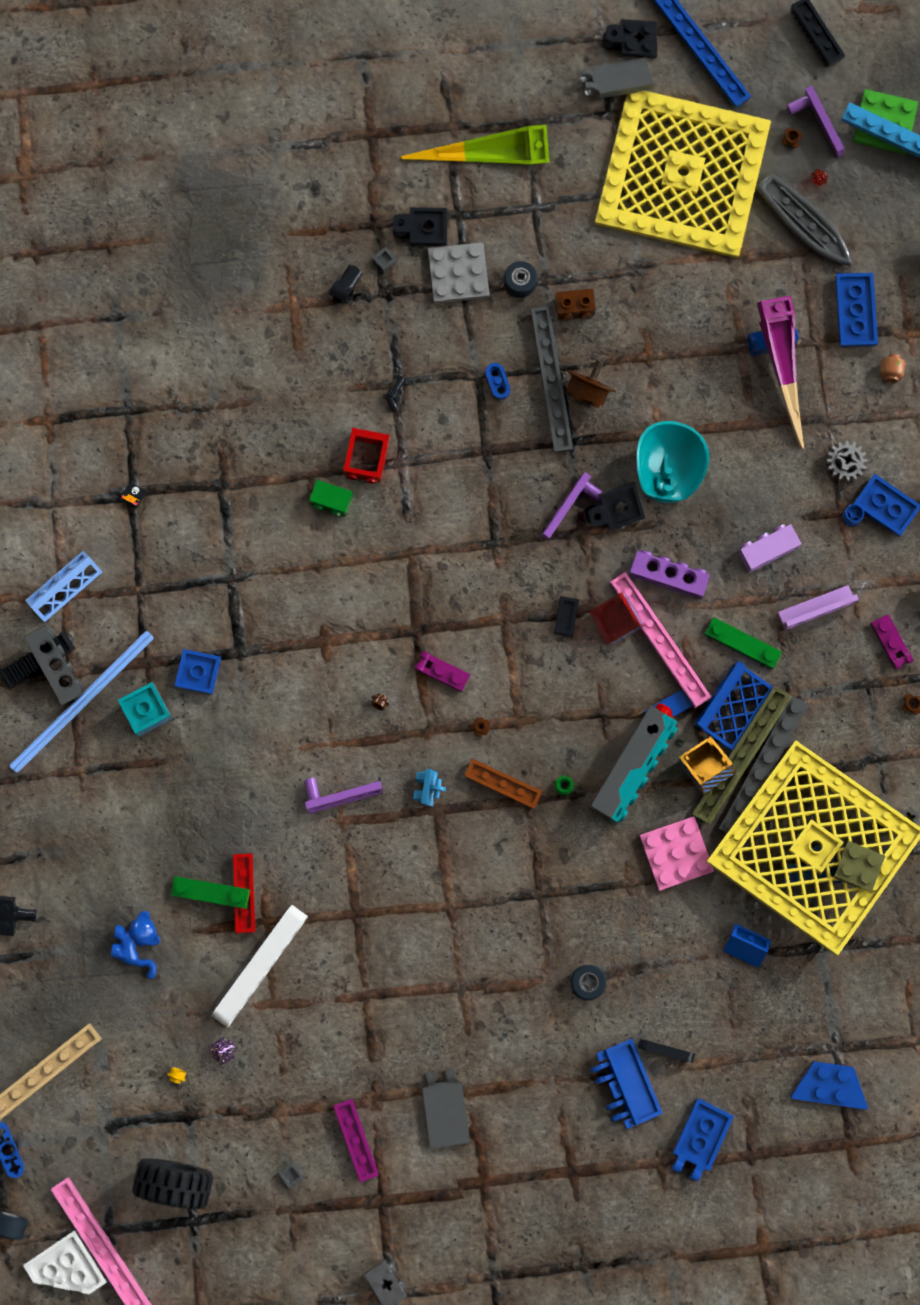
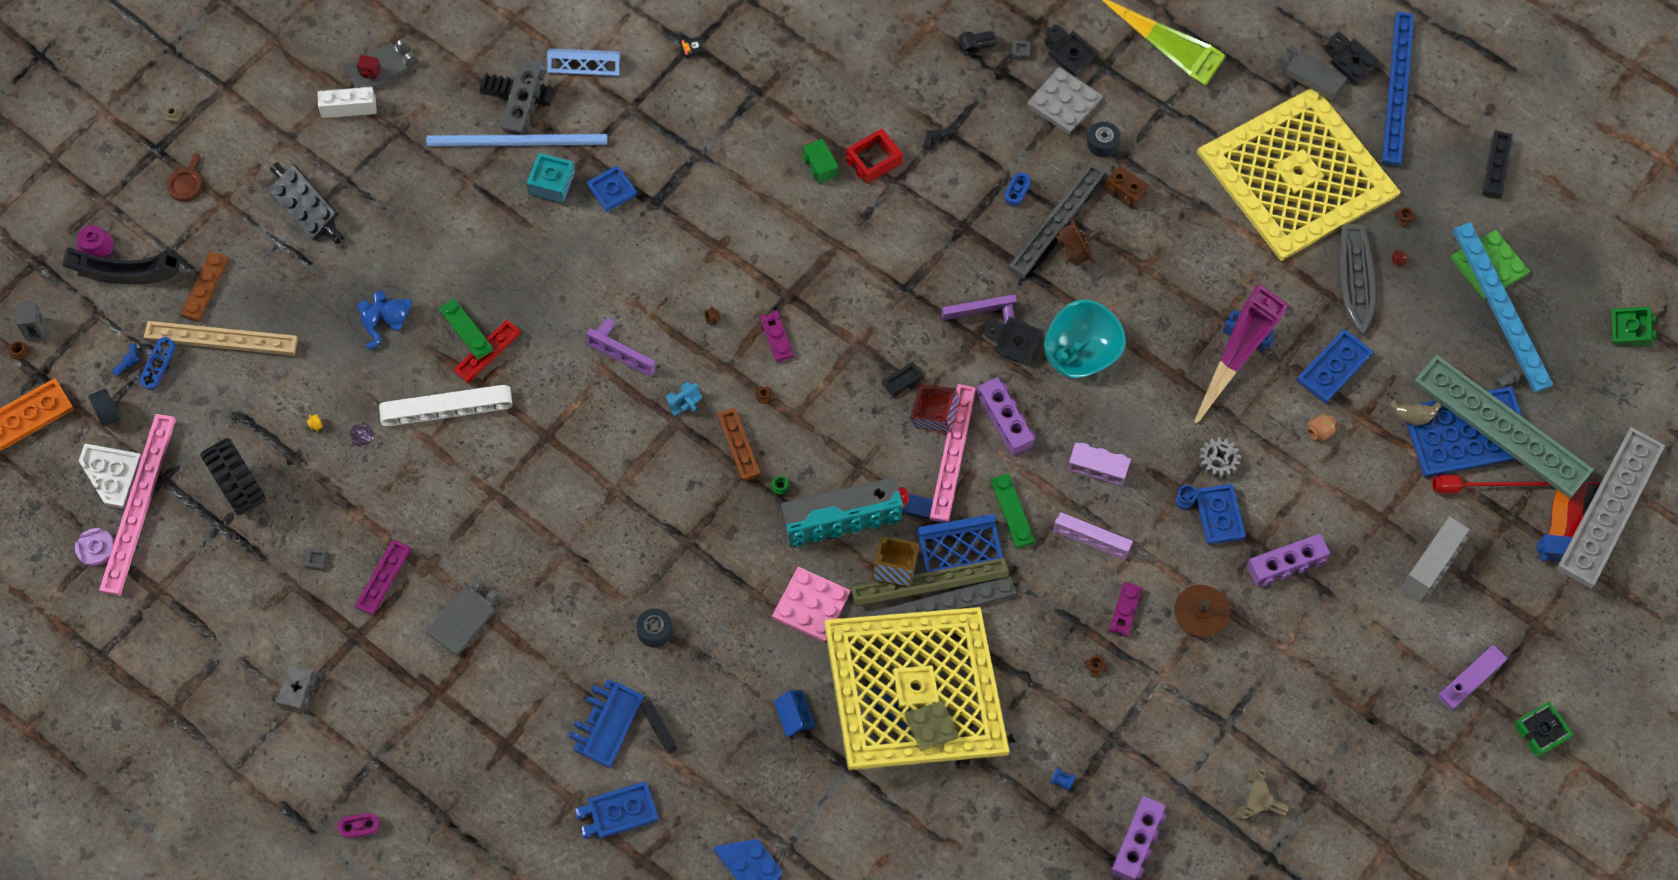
camera: 45 degrees right, 15 degrees down
(811, 99) = (1445, 203): medium lavender piece -> none

